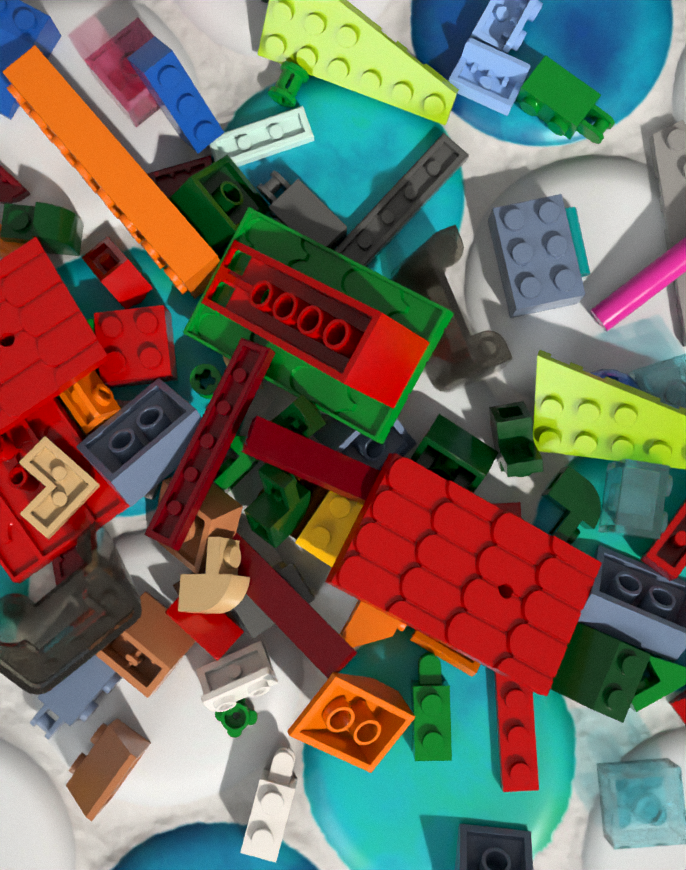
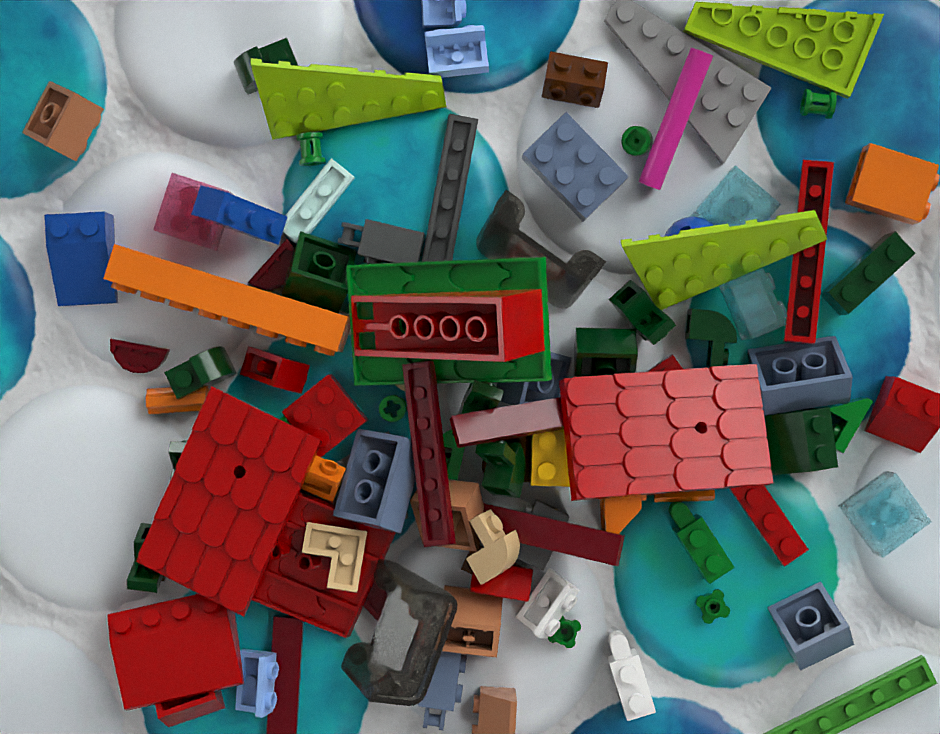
camera: 35 degrees left, 5 degrees up
(353, 720) = (650, 582): orange slope -> none
(399, 777) = (716, 598): none -> green plate
(563, 102) = (524, 36): green brick -> none
(578, 242) = (597, 135): teal piece -> none
(586, 174) = (574, 79): none -> reddish brown bracket
(613, 270) = (637, 140): none -> green tile

